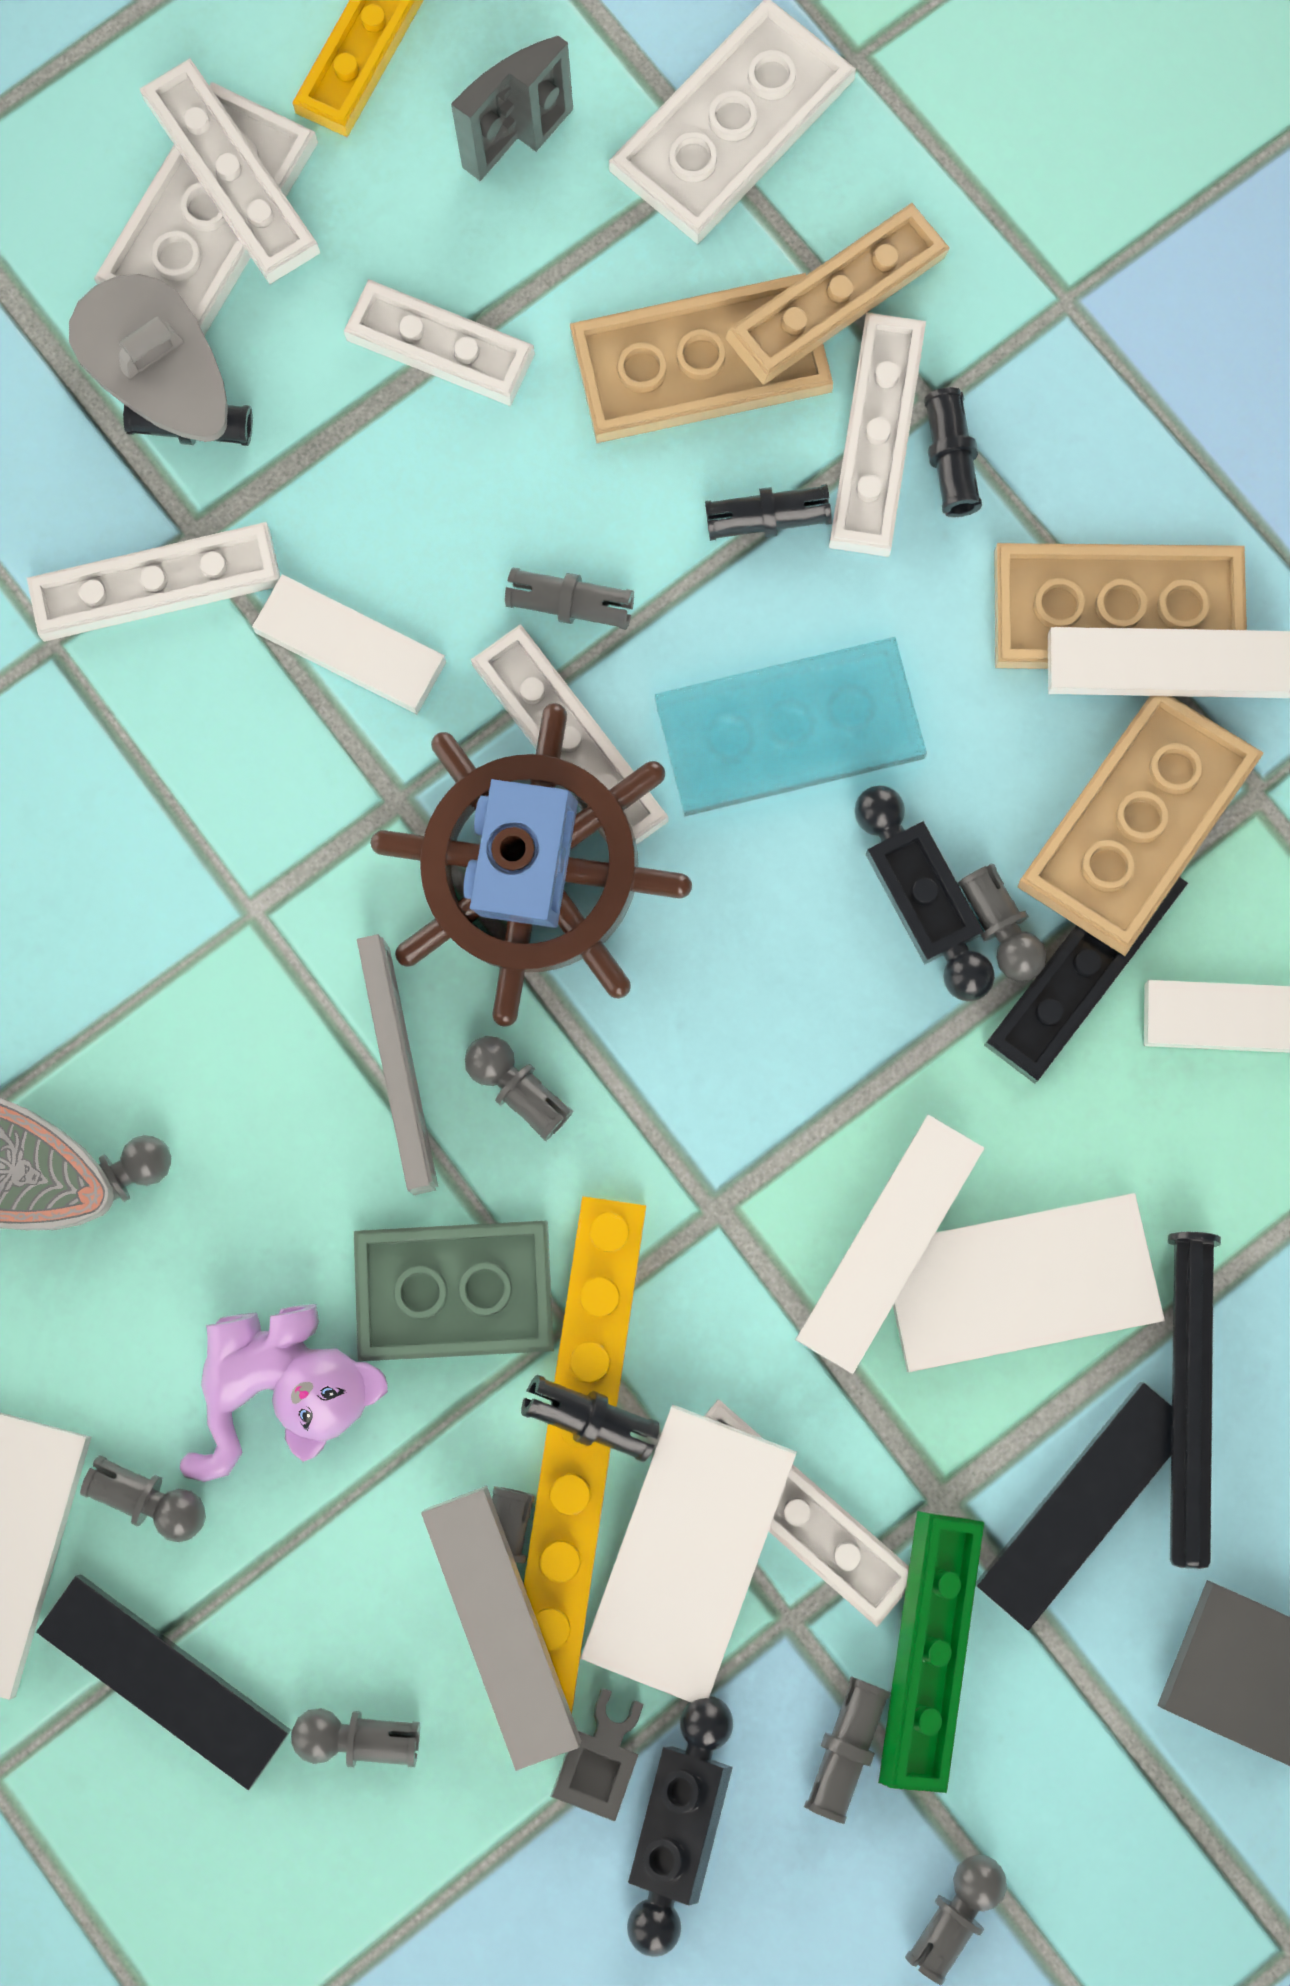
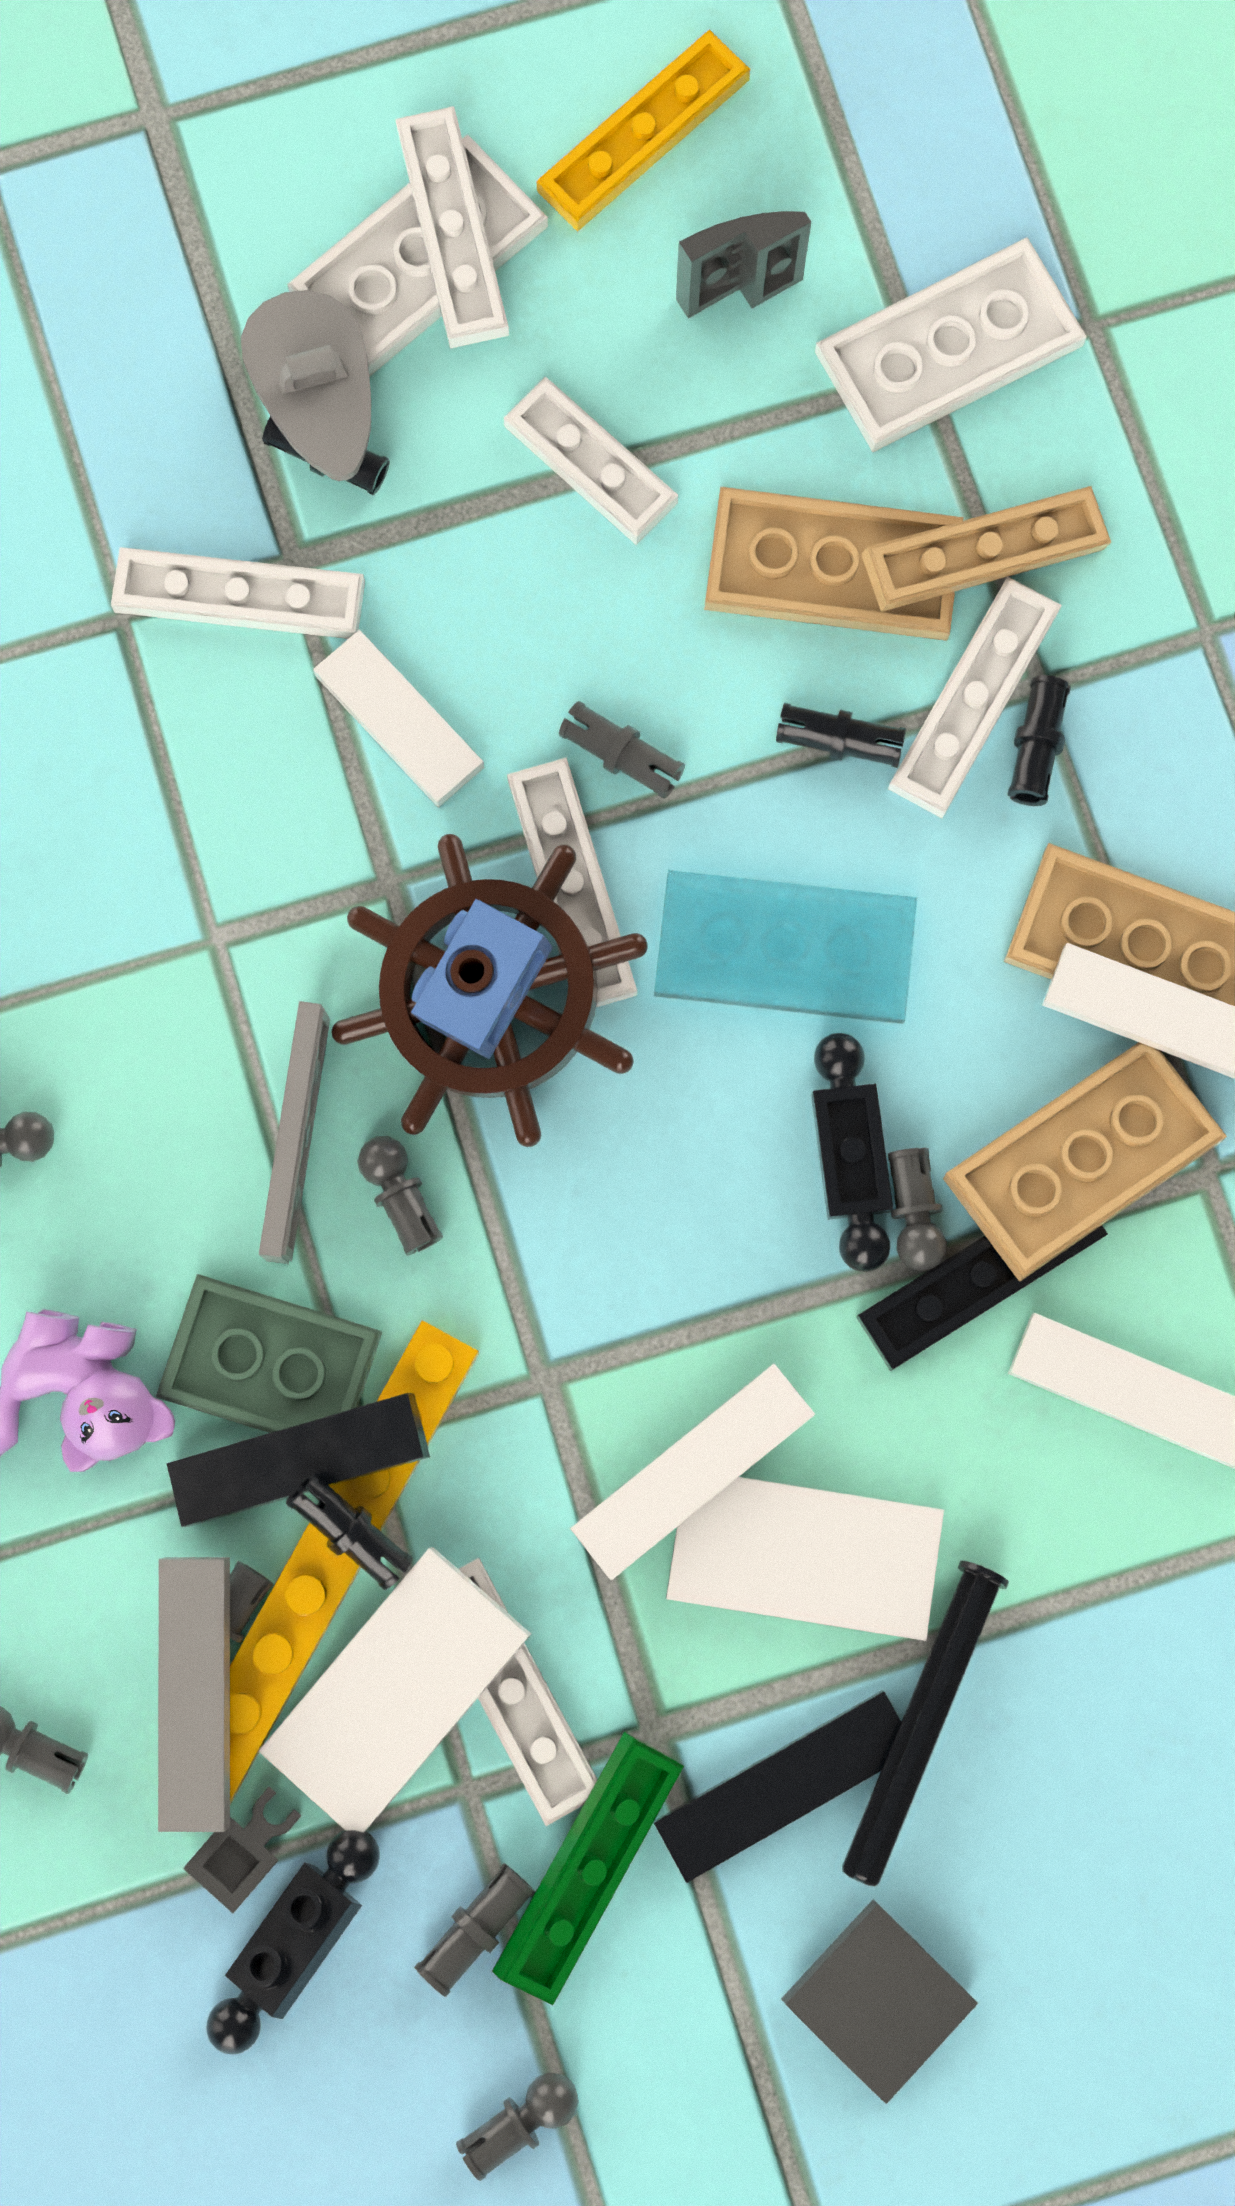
camera: 15 degrees right, 0 degrees up
(497, 1380) = (274, 1464): none -> black tile

